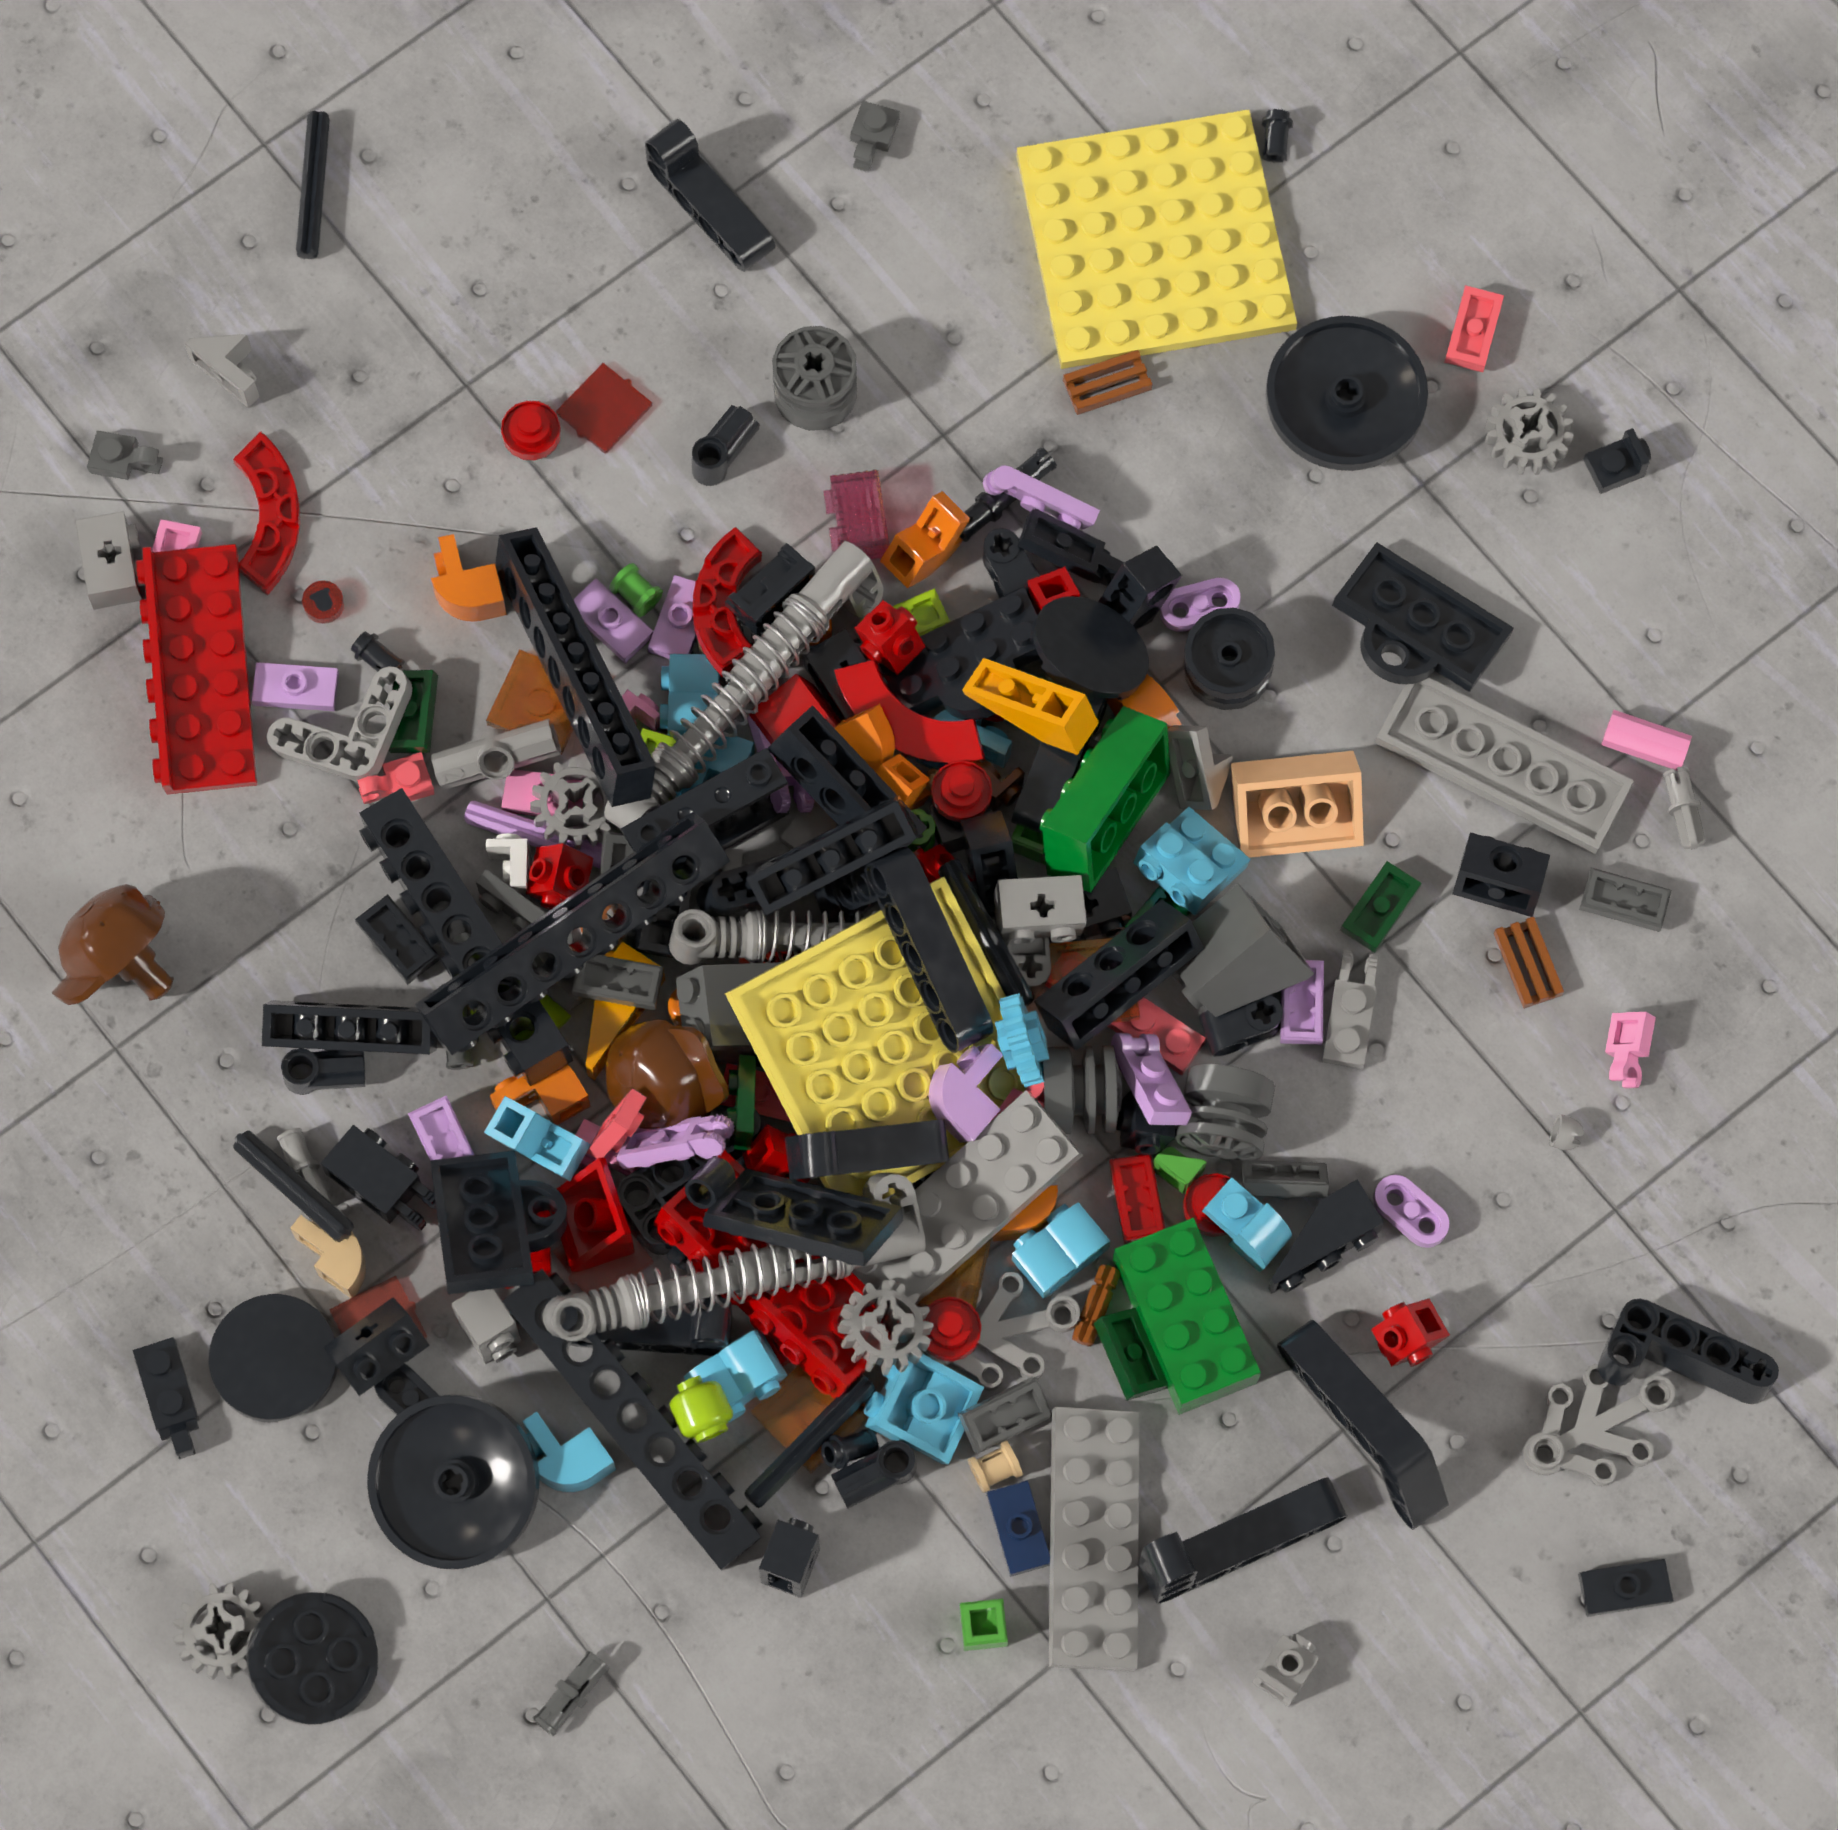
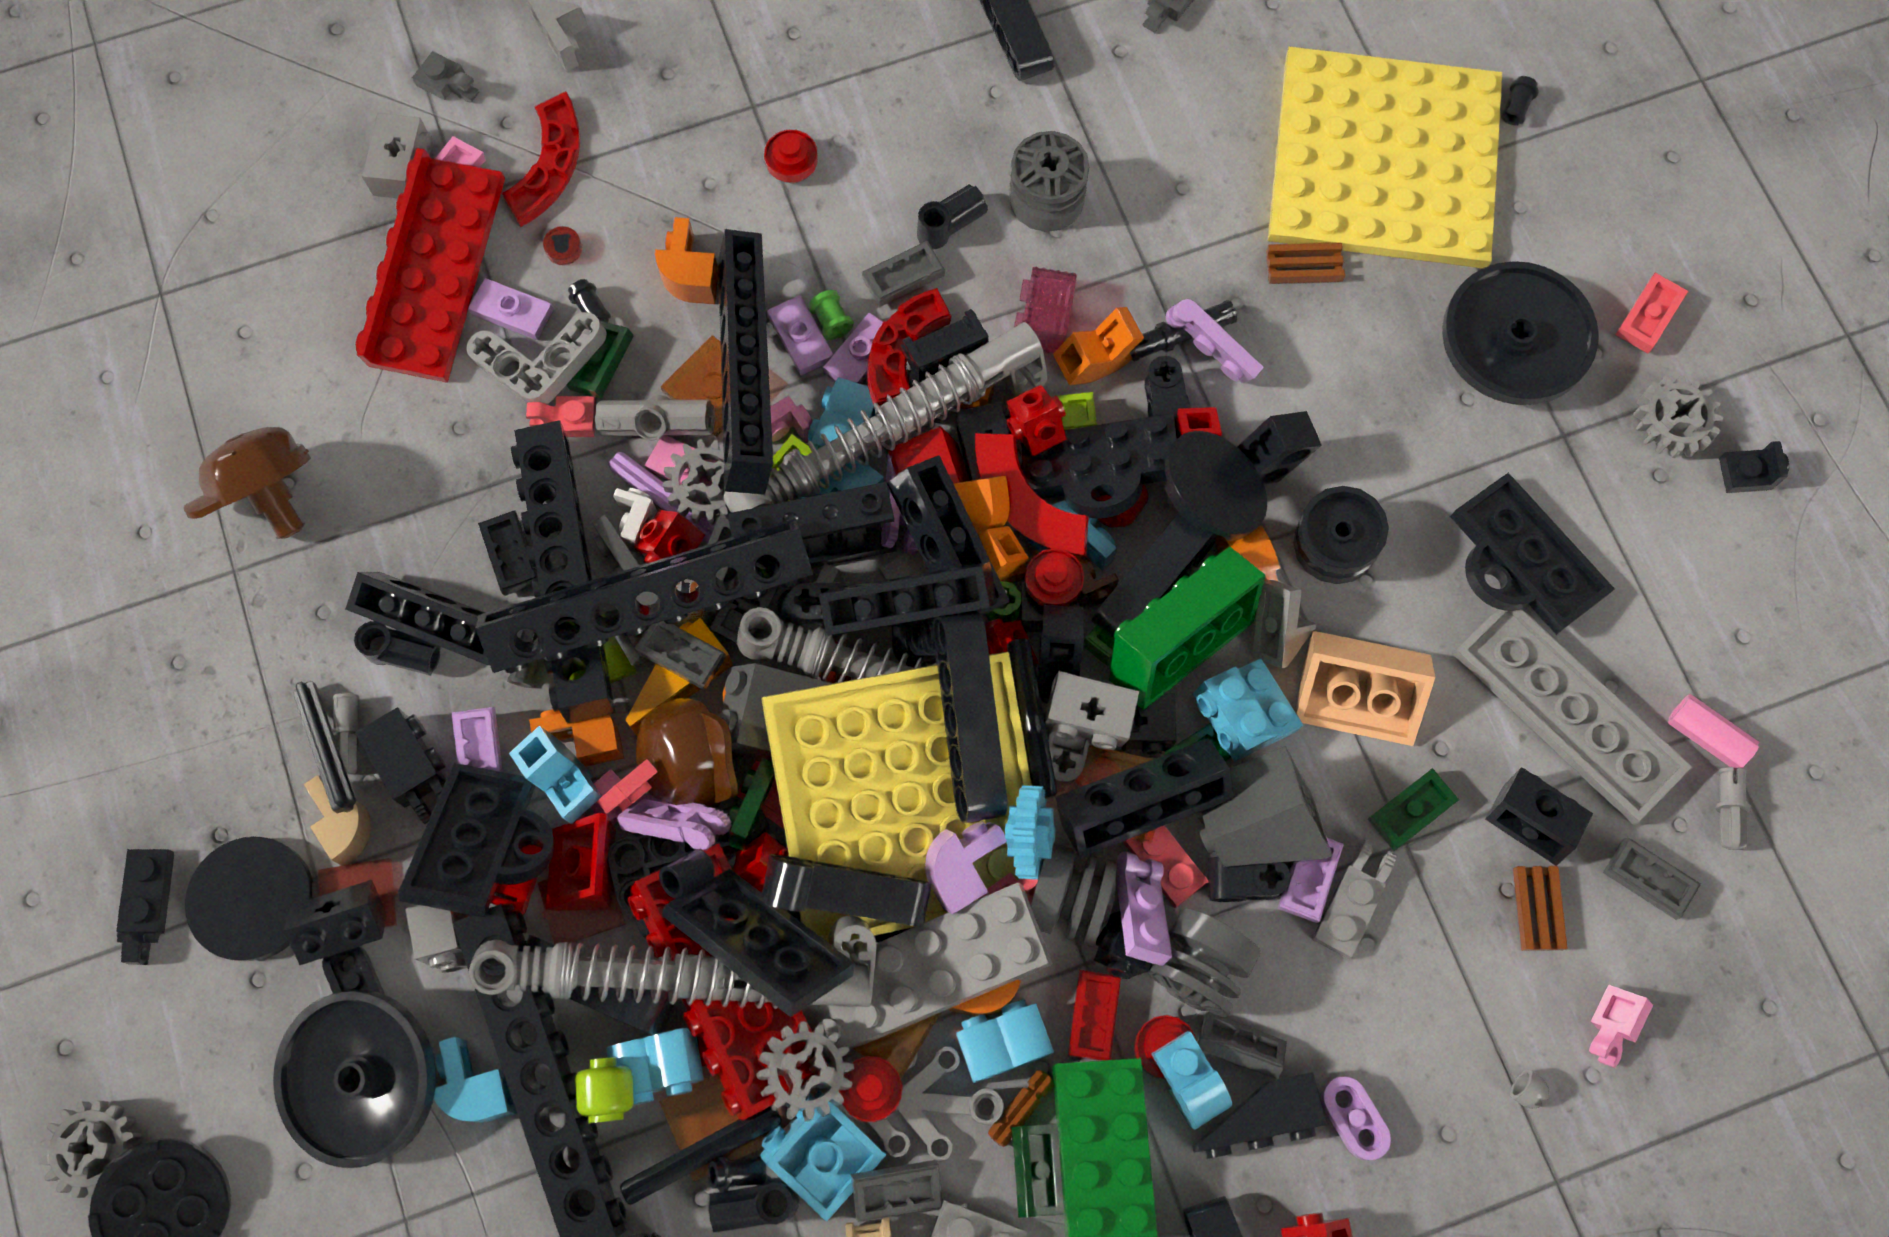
camera: 20 degrees right, 0 degrees up
(604, 408) = (861, 158): clear red piece -> none
(695, 522) = (903, 273): none -> dark grey plate
(1034, 705) = (1146, 519): light orange slope -> none
(1068, 548) = (1224, 391): black hinge -> none
(1178, 1169) = (1142, 999): bright green slope -> none
(1197, 602) = (1326, 474): lavender plate -> none

